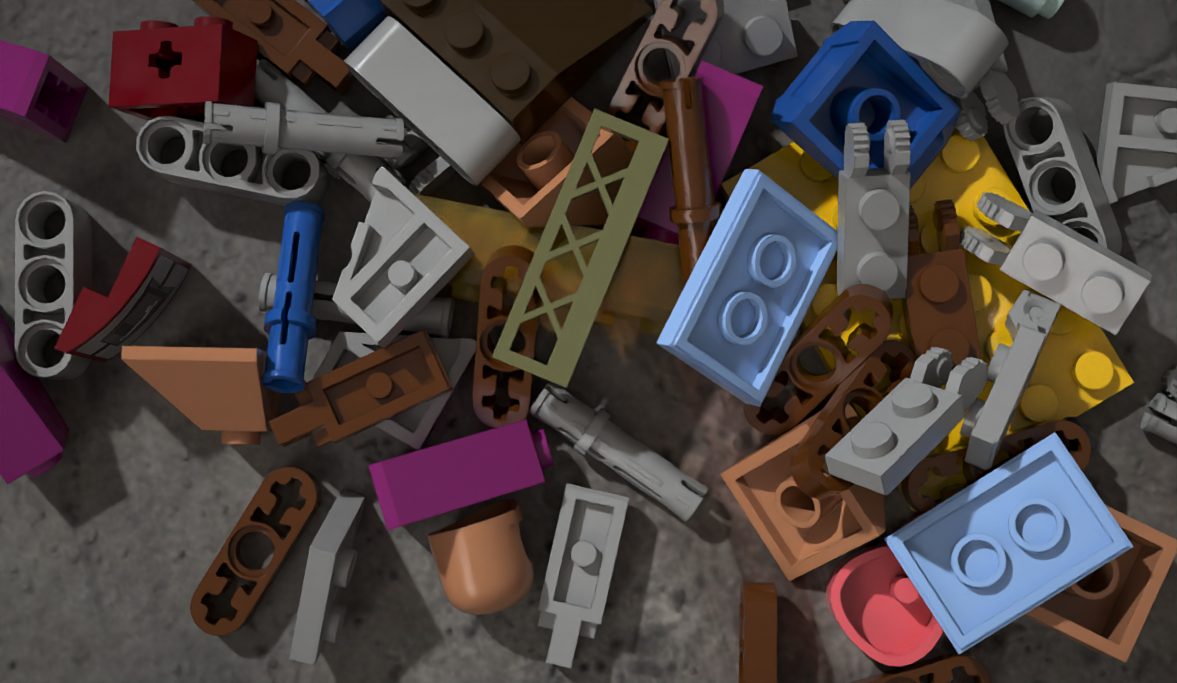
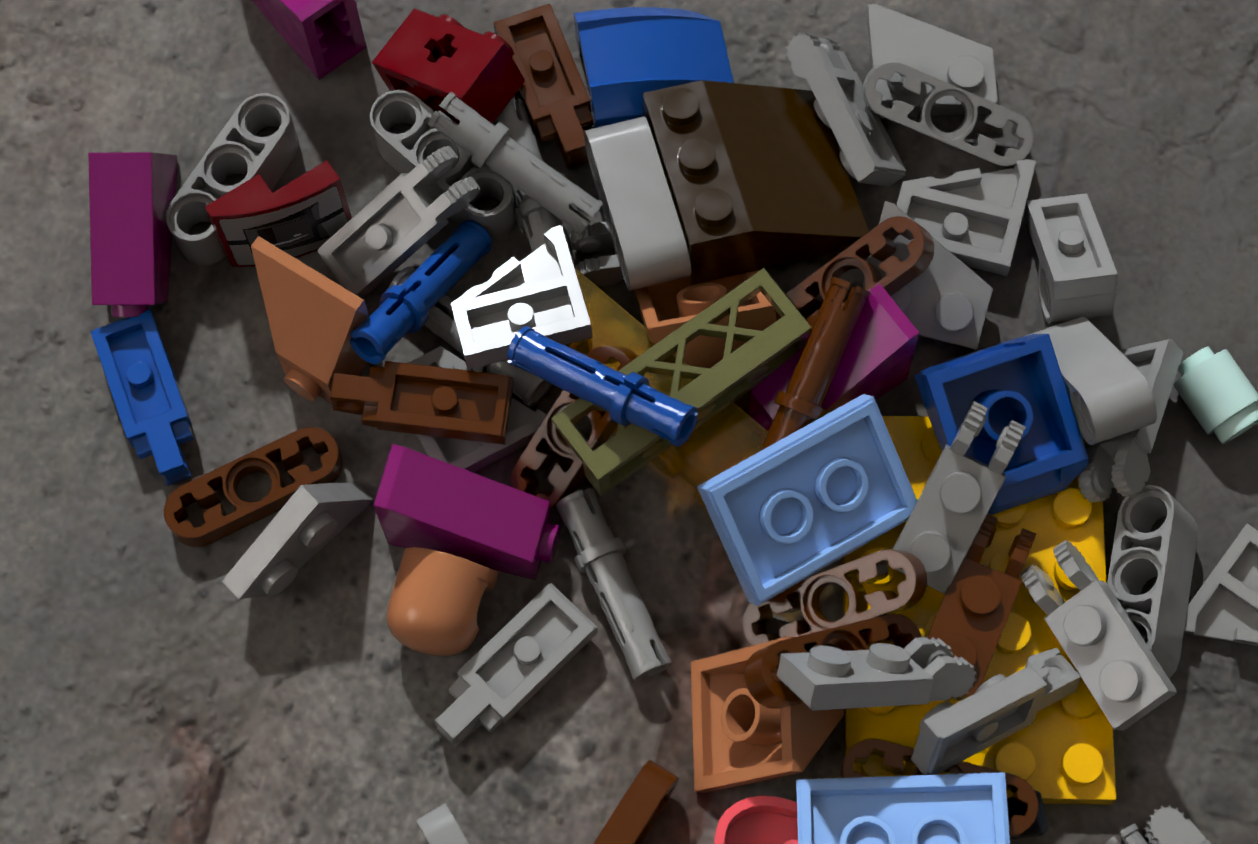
camera: 35 degrees right, 15 degrees down
(106, 526) = (146, 392): none -> blue hinge
(229, 248) = (395, 224): none -> light grey hinge
(522, 305) = (624, 396): none -> blue pin

